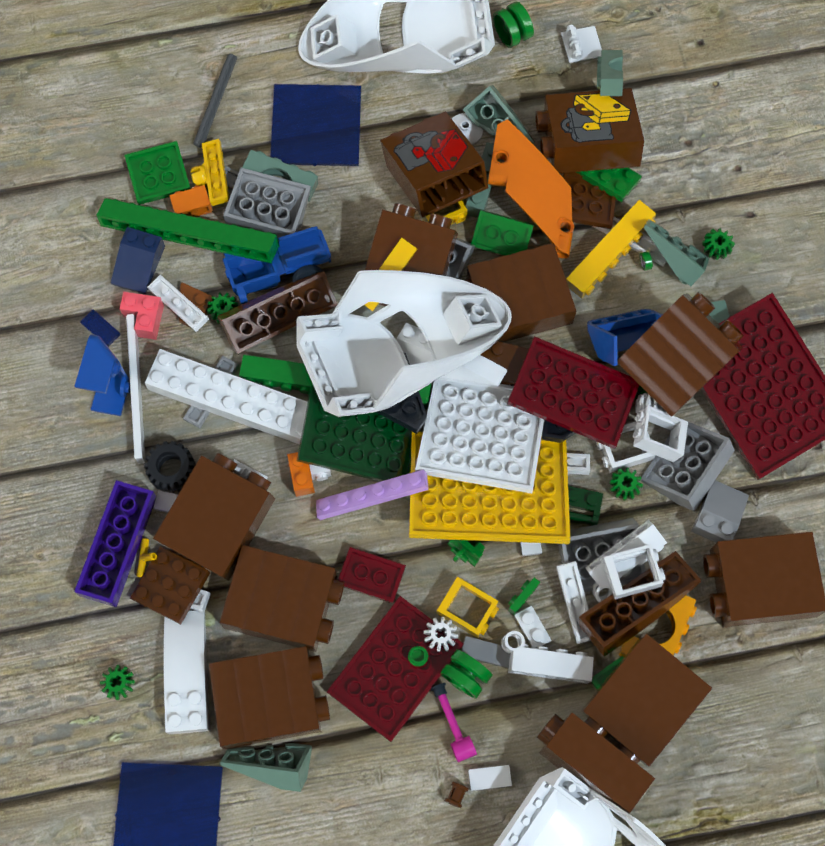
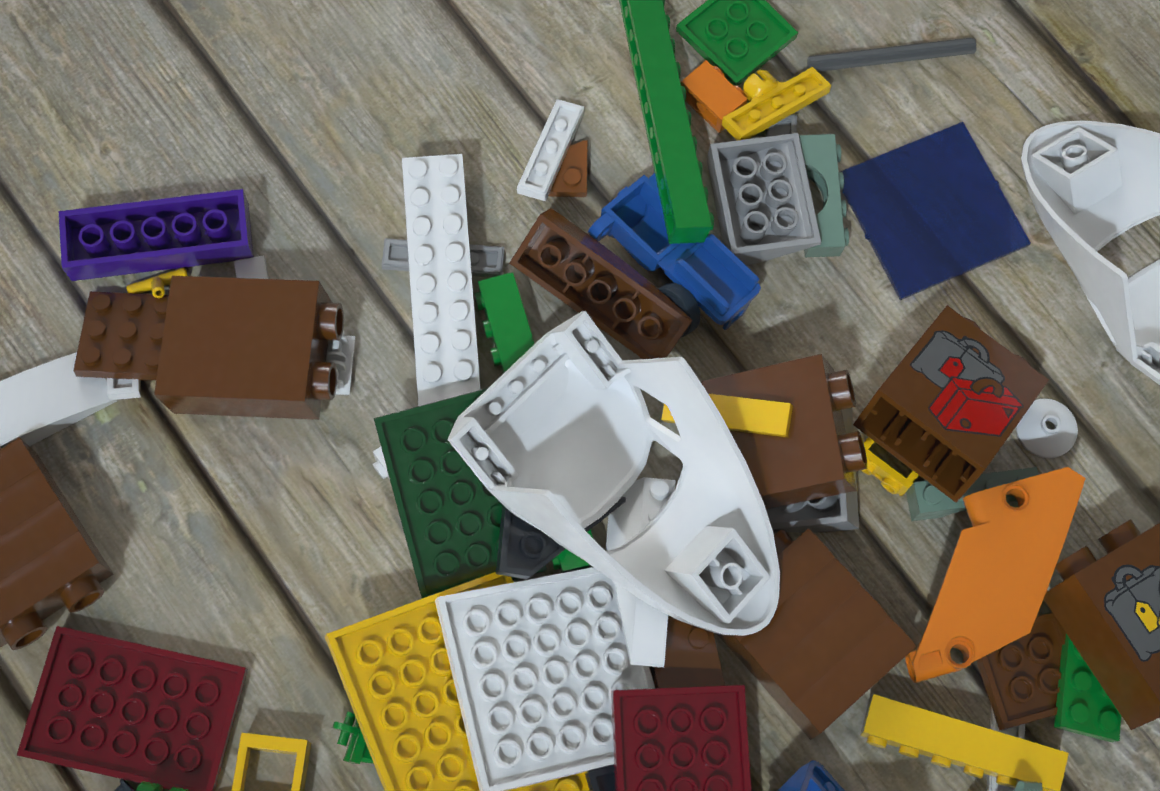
camera: 60 degrees right, 0 degrees up
(99, 326) = (466, 68): clear blue tile -> none
(105, 376) = (397, 89): blue windscreen -> none
(135, 386) = (391, 157): white tile -> none
(137, 260) = (589, 67): dark blue slope -> none
(147, 312) = (517, 116): coral brick -> none
(161, 455) = (296, 232): black tyre -> none
(221, 301) = (577, 204): green gear -> none
(281, 599) = (164, 497): reddish brown brick -> none
(300, 476) = (362, 439): orange brick -> none
(371, 575) = (261, 611): dark red plate -> none
(372, 494) = (378, 555): lavender plate -> none
(418, 656) = (159, 736): green plate -> none
(439, 627) = (214, 746): white gear -> none
(491, 109) = (1101, 454): sand green wedge -> none
(501, 234) = (896, 560): green plate -> none

